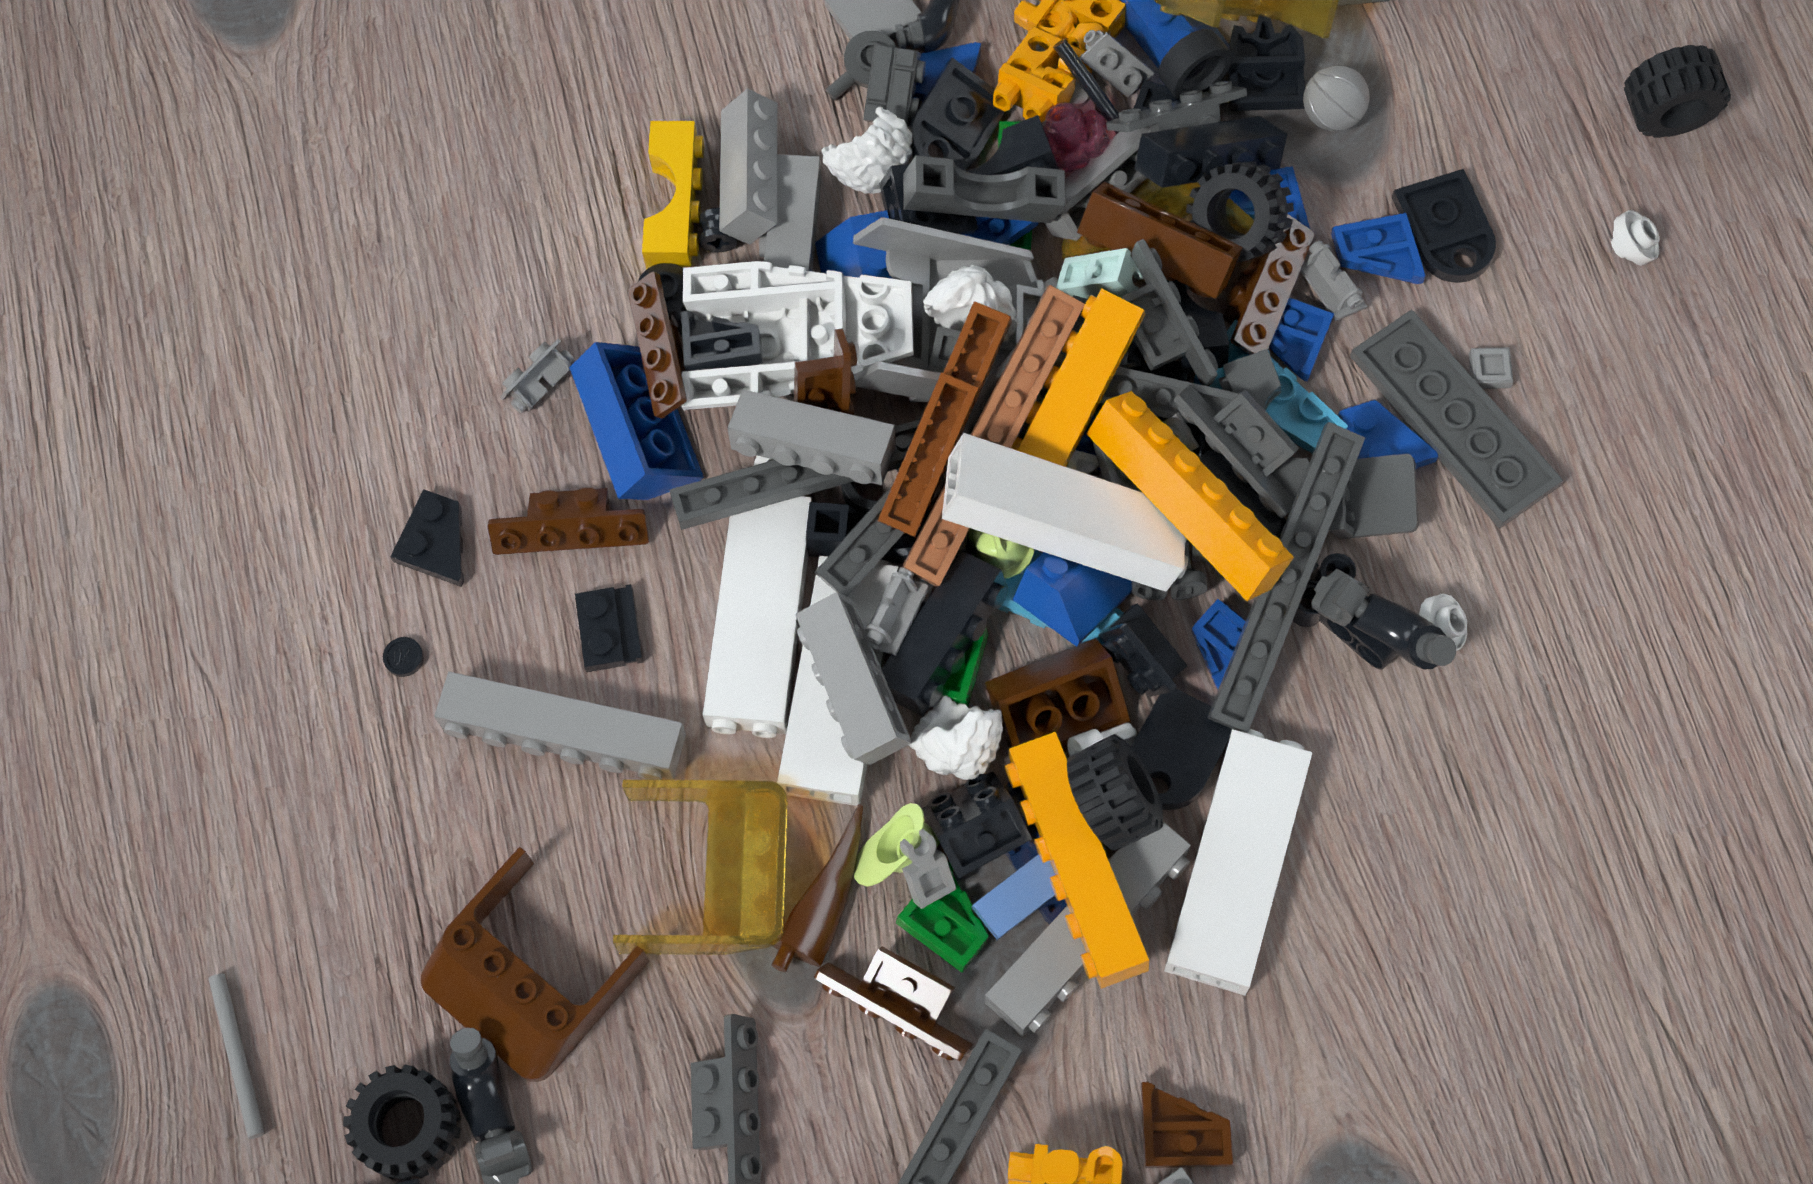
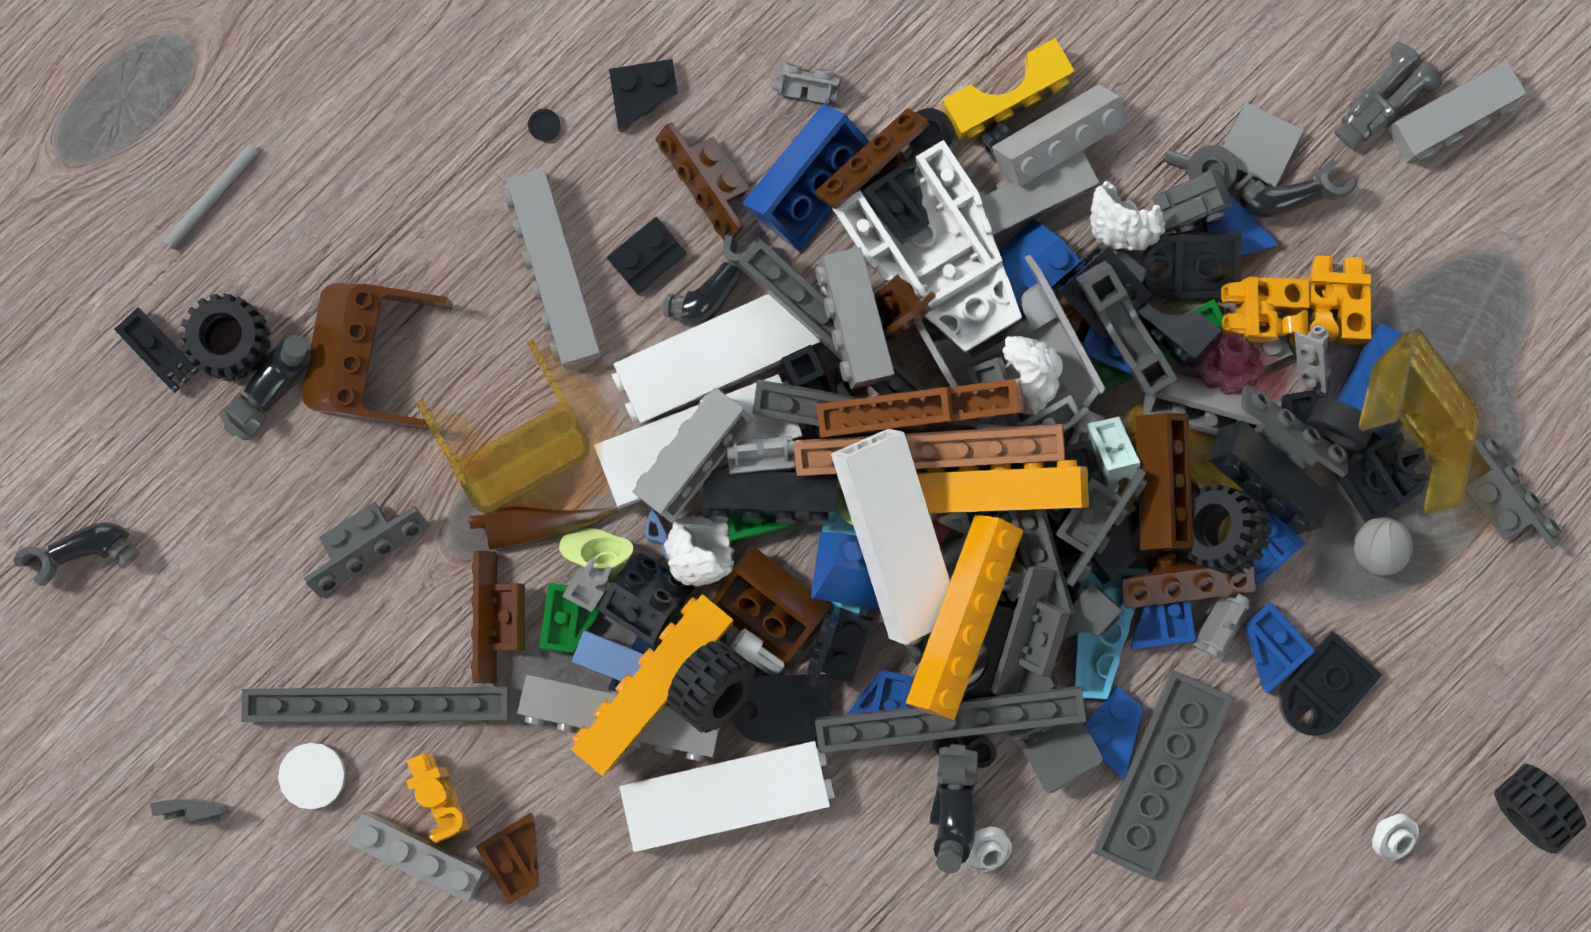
camera: 55 degrees right, 15 degrees up
(696, 589) = (705, 301): none -> black piece
(918, 775) = (662, 533): none -> medium blue hand
(1086, 80) = (1280, 352): black bar -> none
(1491, 367) = (1222, 780): light grey tile -> none

